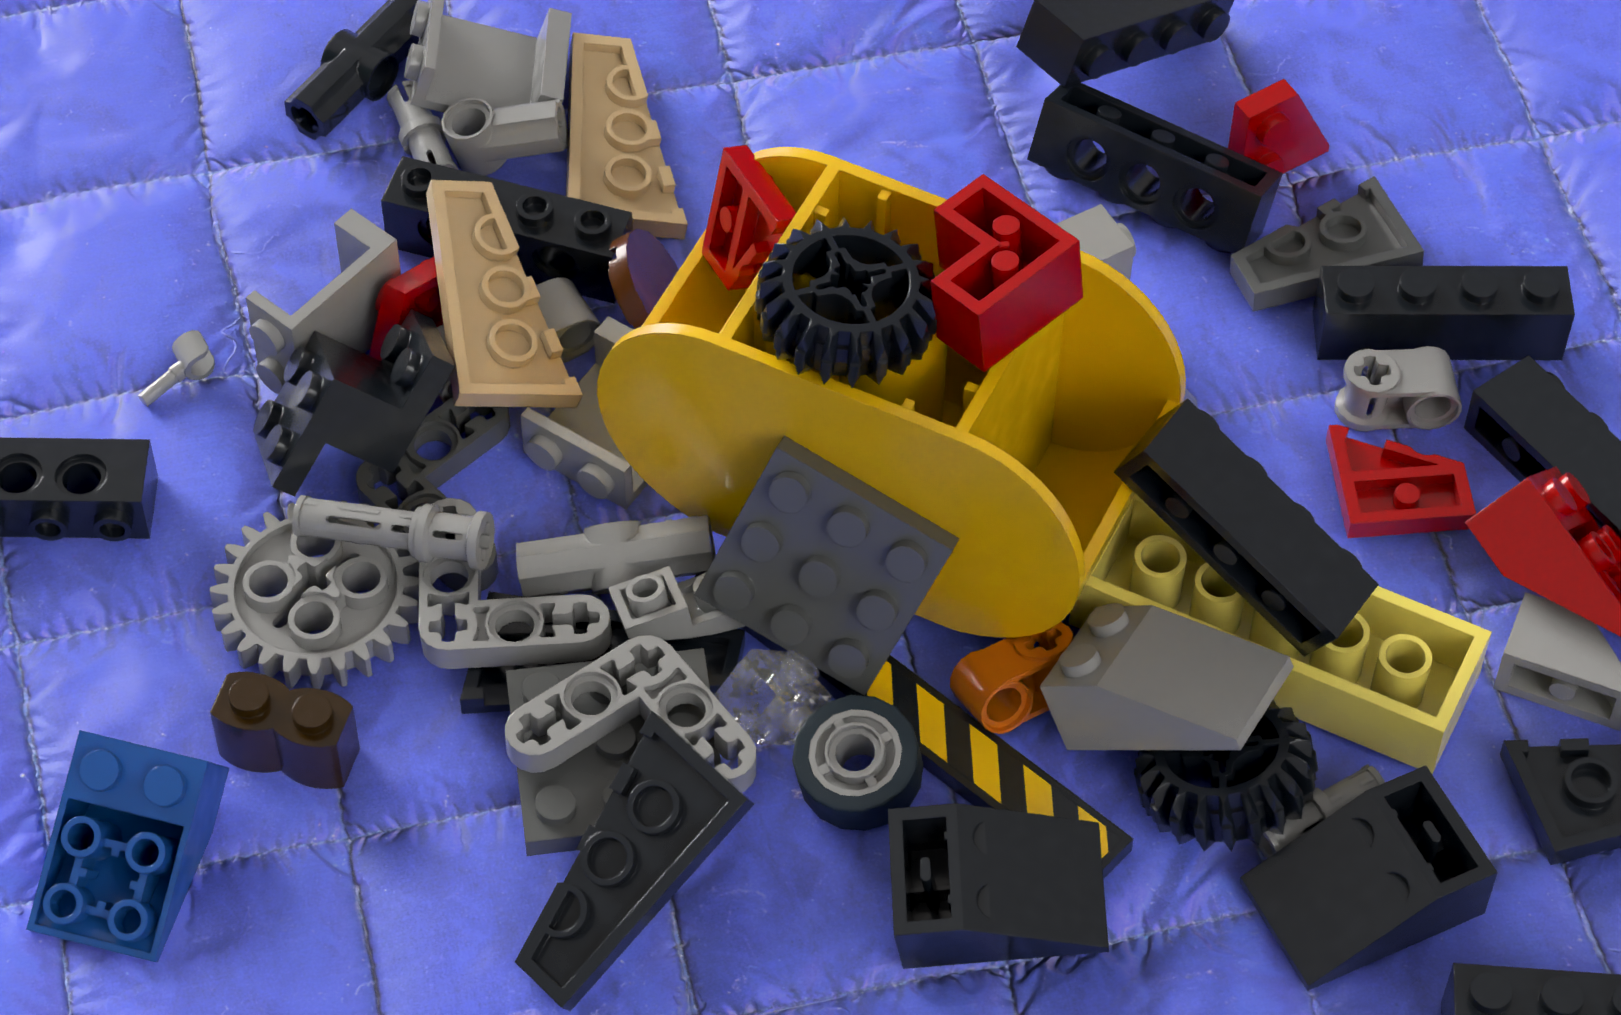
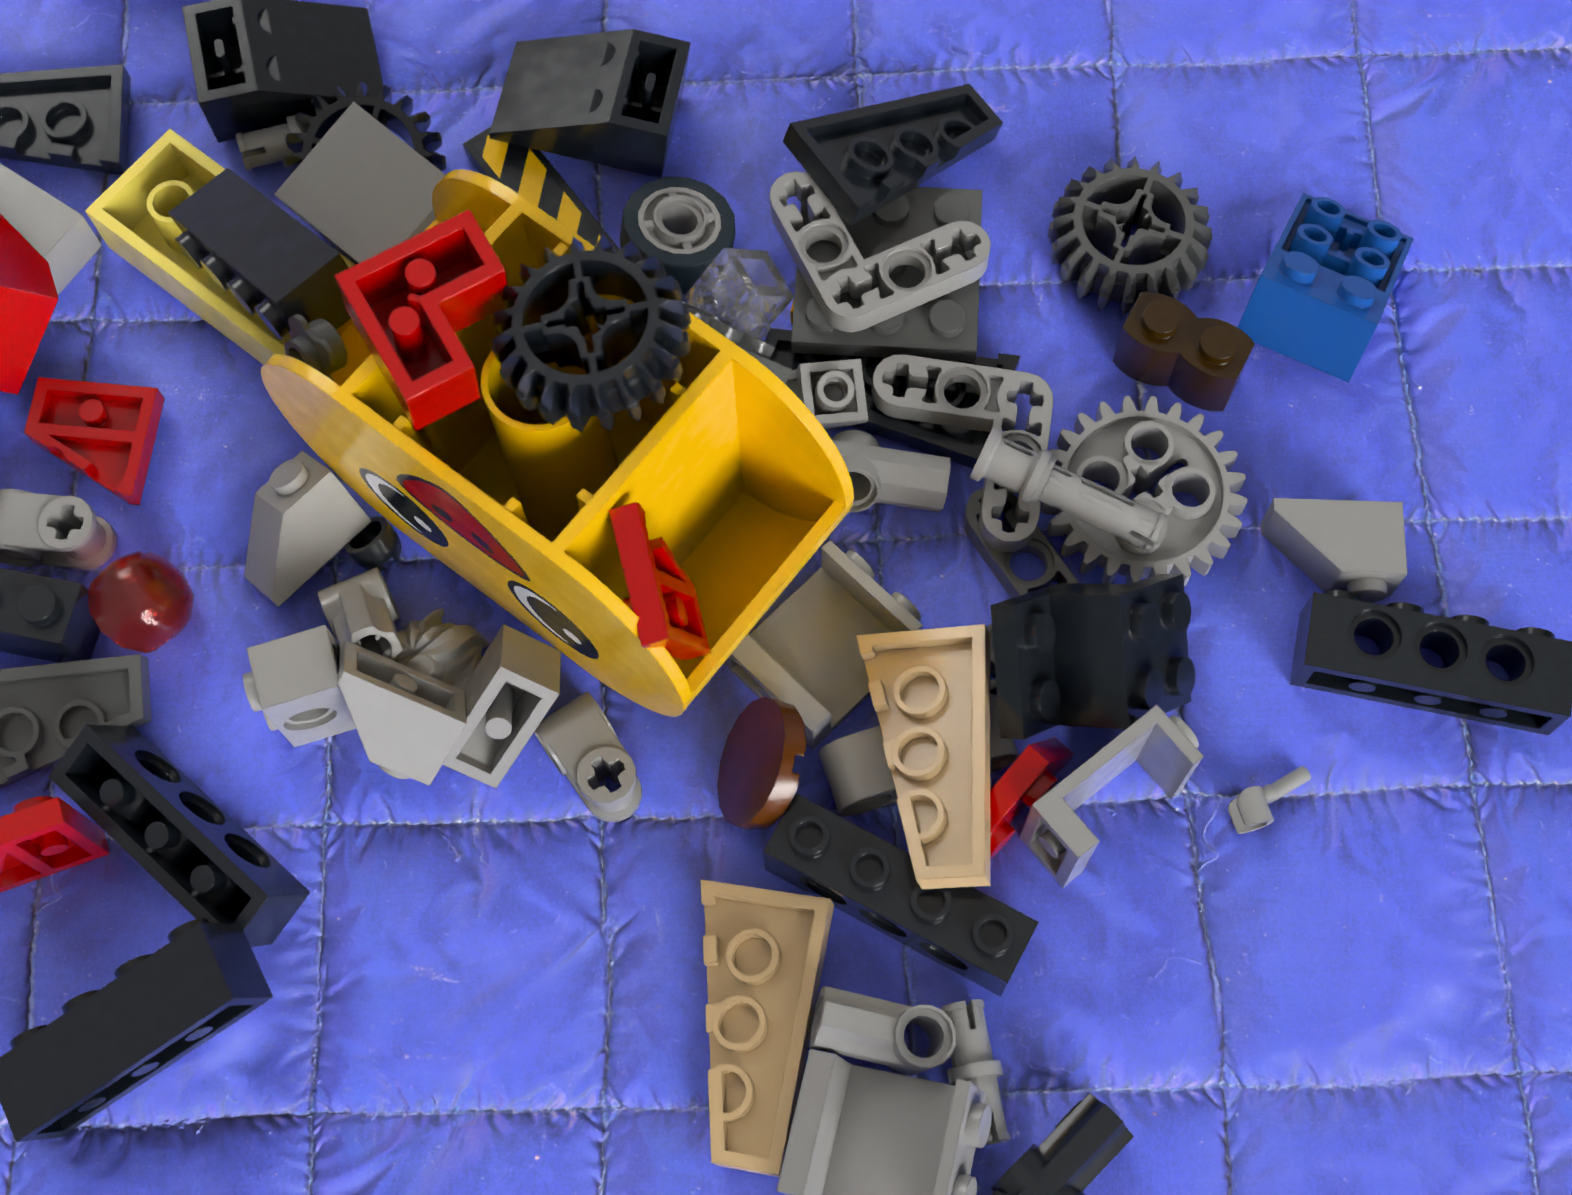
camera: 165 degrees left, 15 degrees up
(112, 579) = (1341, 543): none -> light grey slope
(379, 876) = (1102, 209): none -> dark grey gear
(1142, 394) = (316, 344): none -> dark grey plate
(1274, 340) = (141, 601): none -> clear red hair

